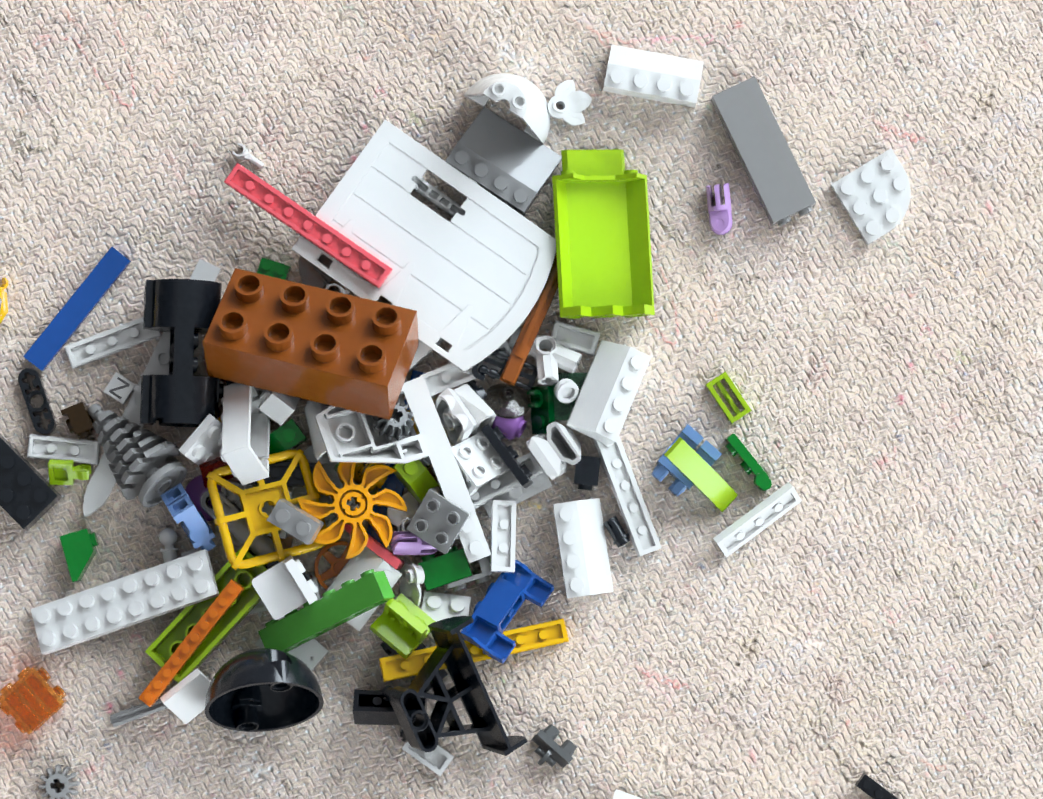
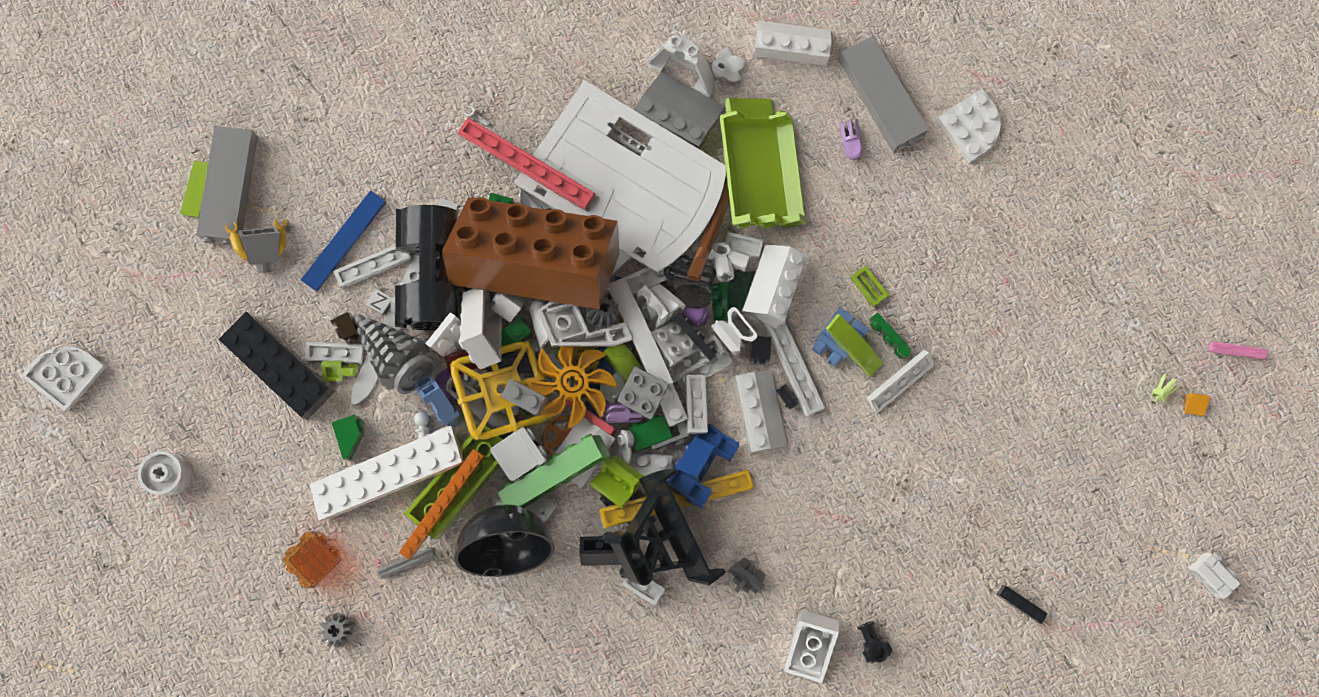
camera: 10 degrees left, 5 degrees down
(27, 397) = (312, 301): black beam -> none
(188, 696) = (440, 549): white tile -> none
(566, 391) = (740, 285): white tile -> none

